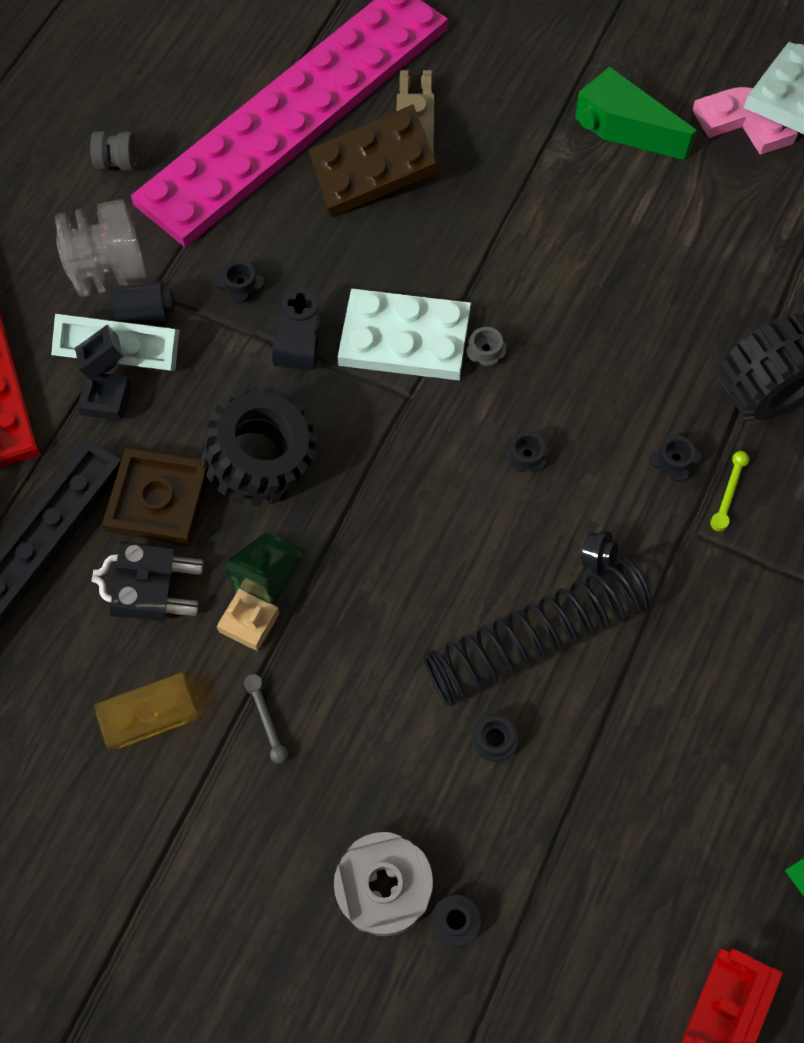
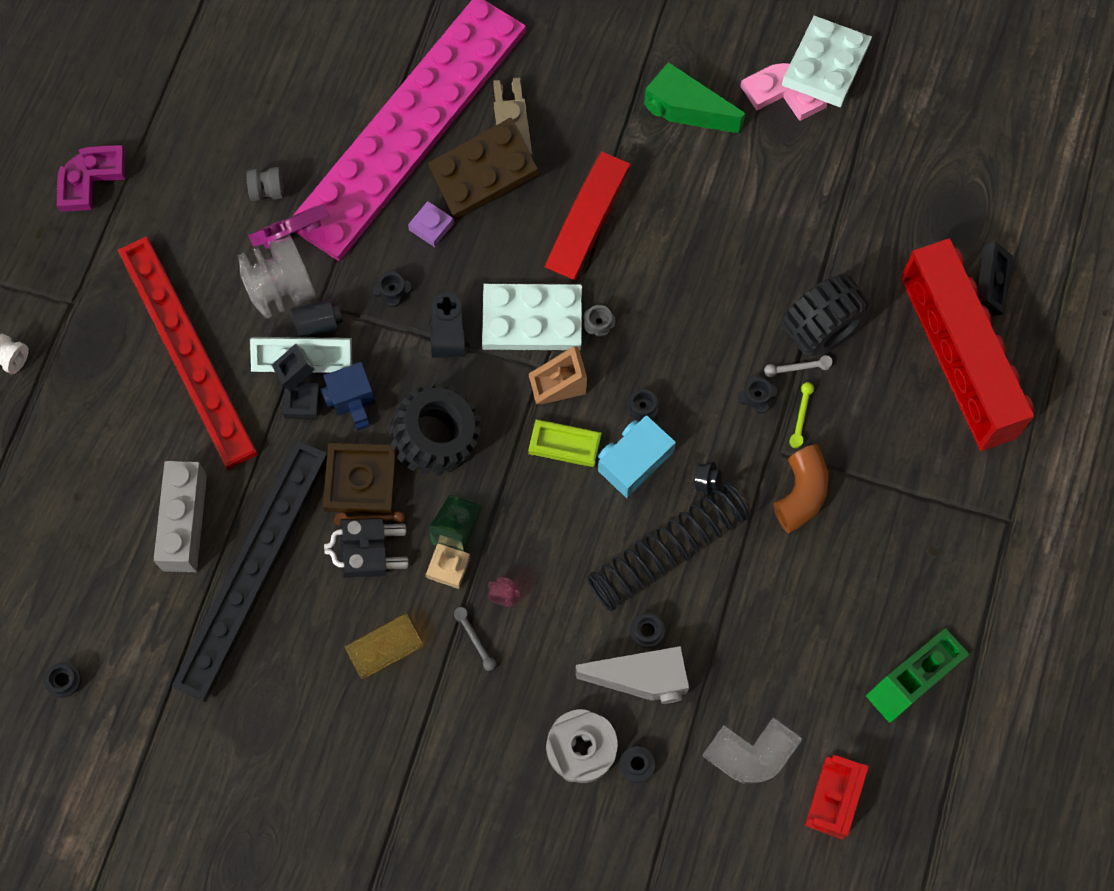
camera: 10 degrees left, 5 degrees up
(150, 187) = (307, 220): none -> magenta plate
(164, 393) = (349, 392): none -> dark blue brick
(196, 550) = (397, 517): none -> reddish brown hinge
(300, 217) = (431, 224): none -> medium lavender plate
(312, 662) = (503, 592): none -> clear pink plate
(422, 487) = (564, 443): none -> lime tile
(427, 406) = (559, 378): none -> medium nougat slope
(486, 798) = (645, 675): none -> light grey slope
(489, 225) = (587, 215): none -> red slope
(509, 512) = (635, 455): none -> medium azure brick
(620, 942) = (754, 762): none -> clear plate
(731, 584) = (808, 491): none -> dark orange cylinder
(765, 431) = (824, 363): none -> light grey hinge

